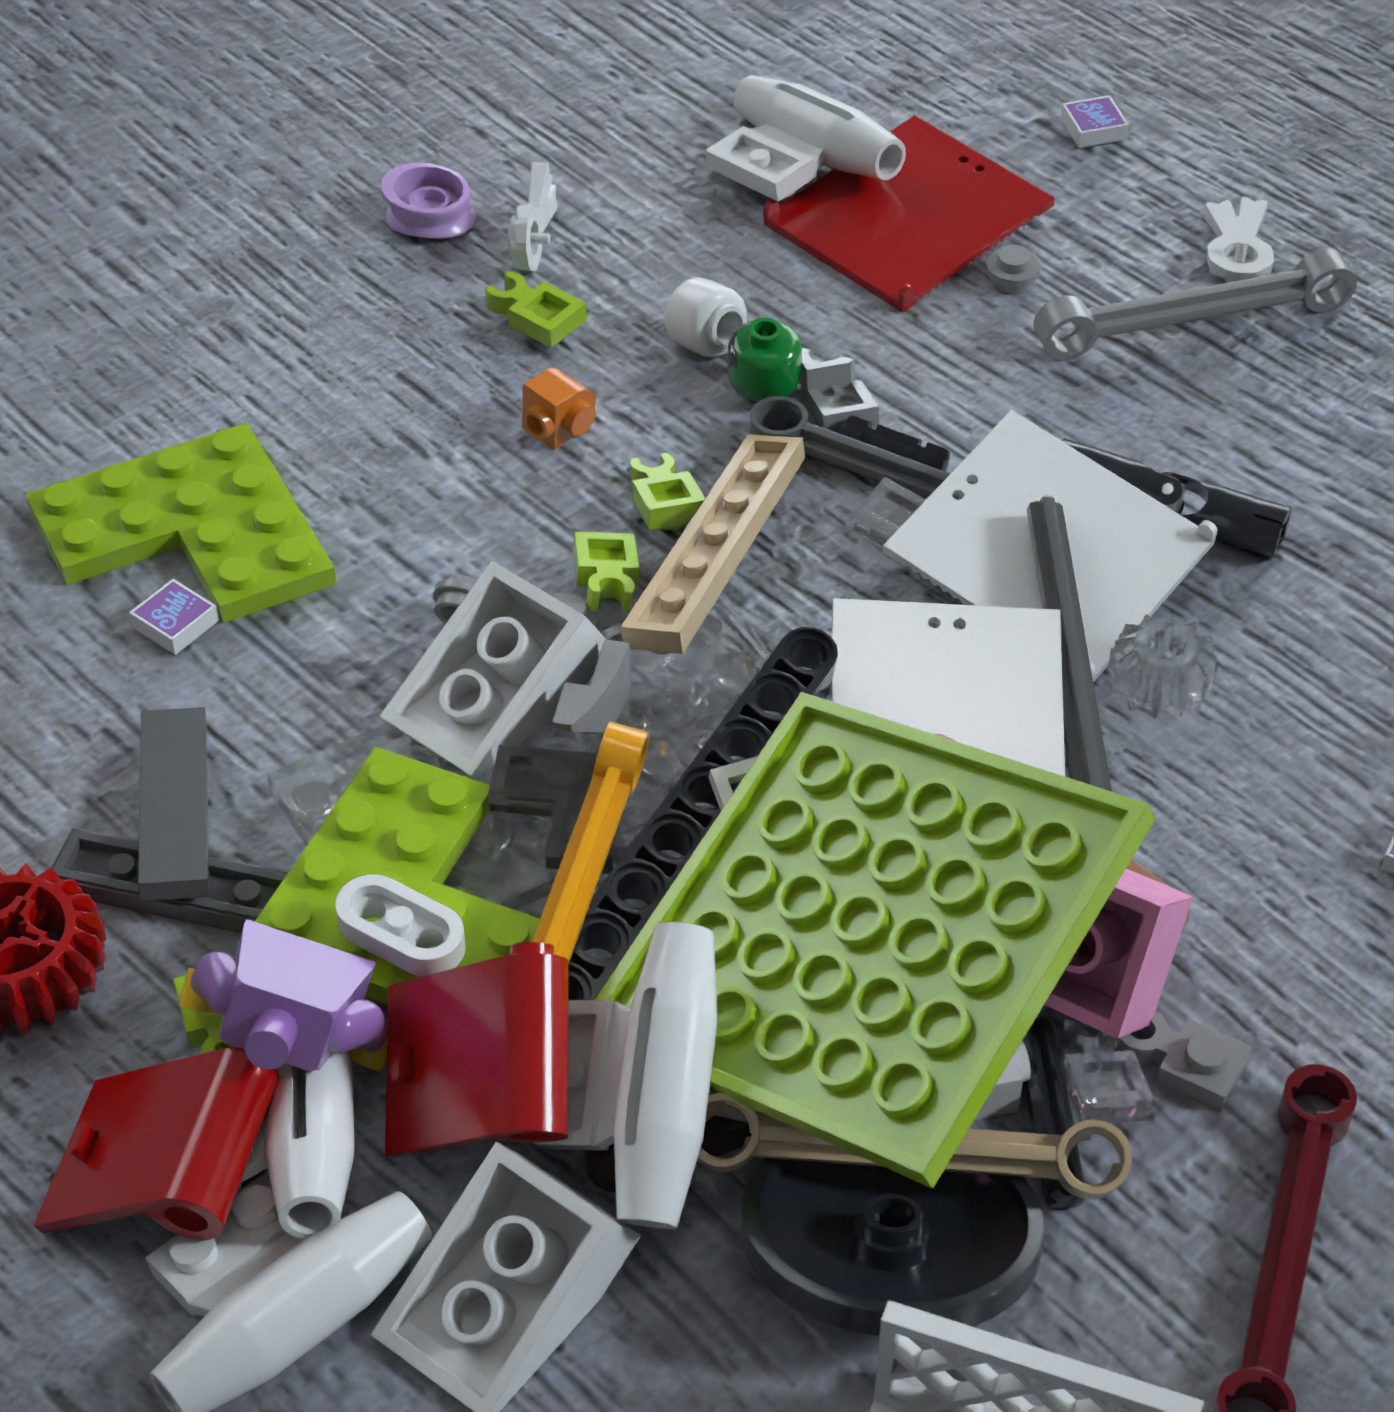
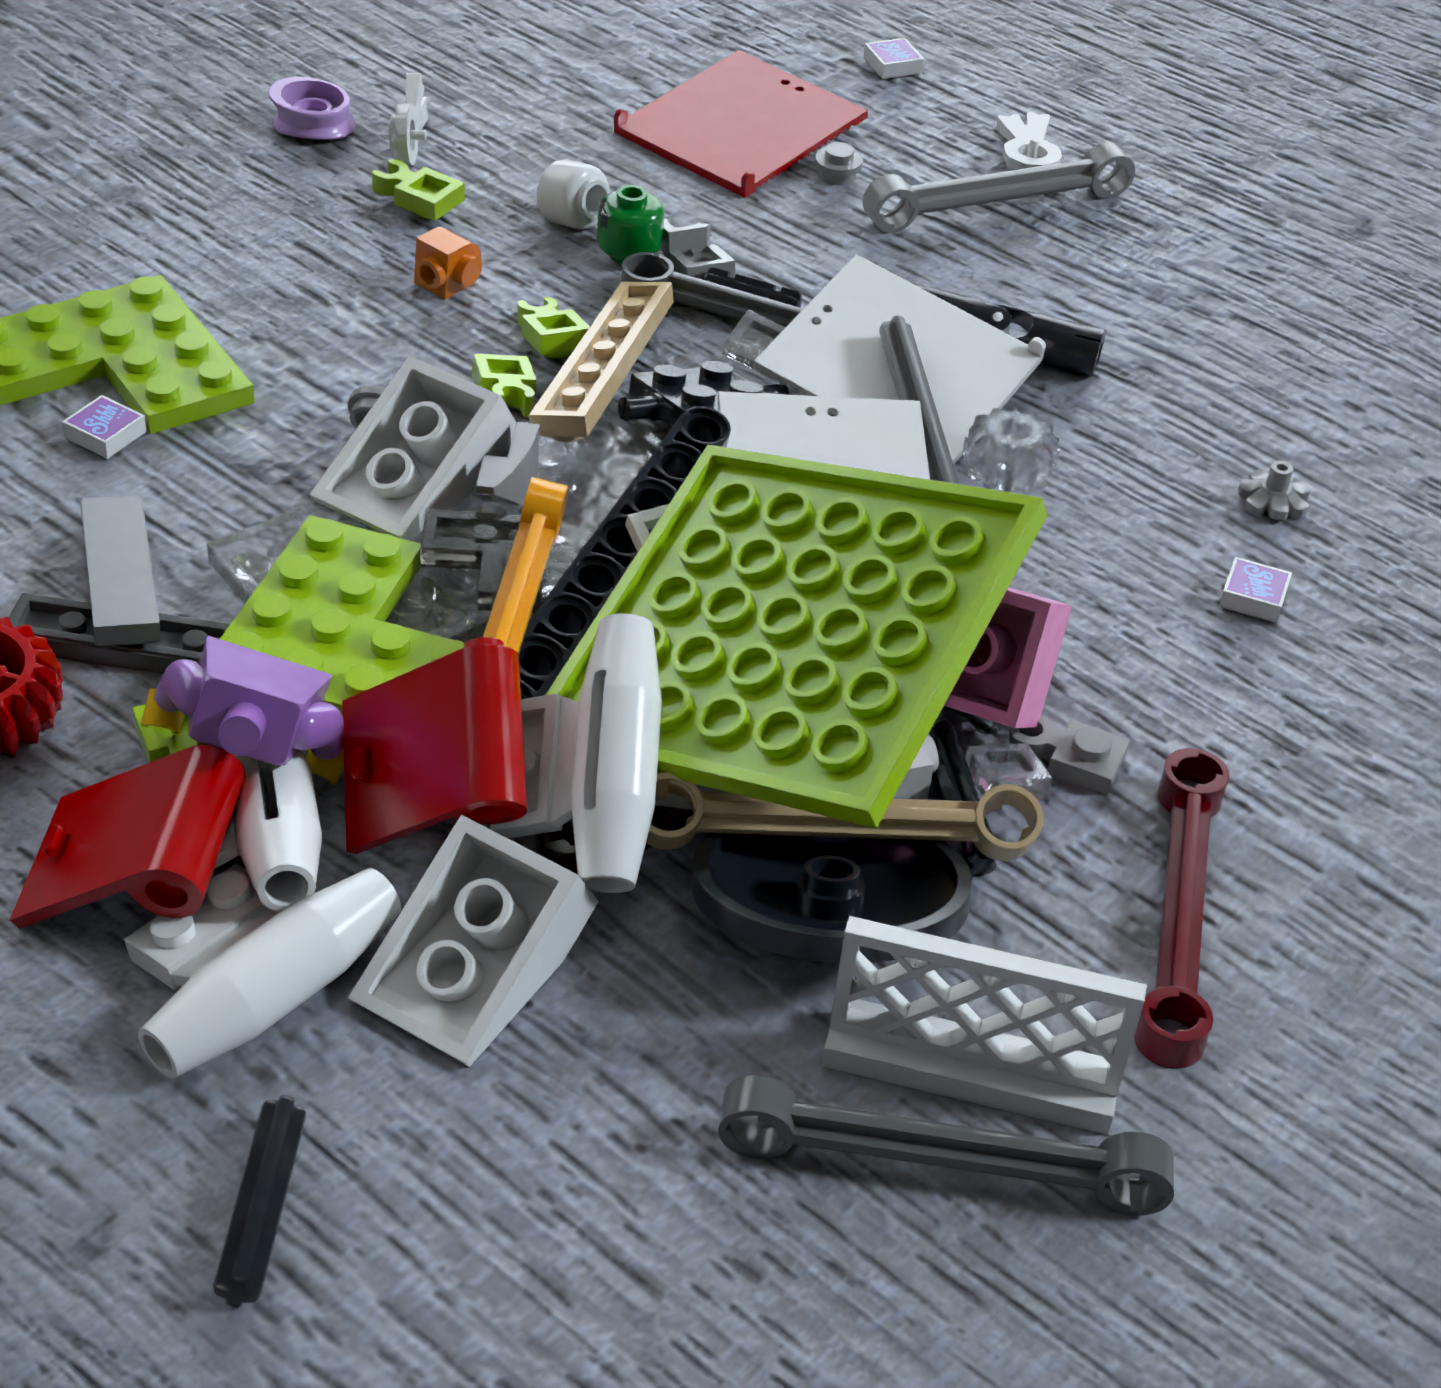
camera: 10 degrees left, 5 degrees down
(405, 928) = (350, 644): white plate -> none
(797, 134) = (635, 57): white plate -> none
(801, 587) = (673, 390): none -> black plate

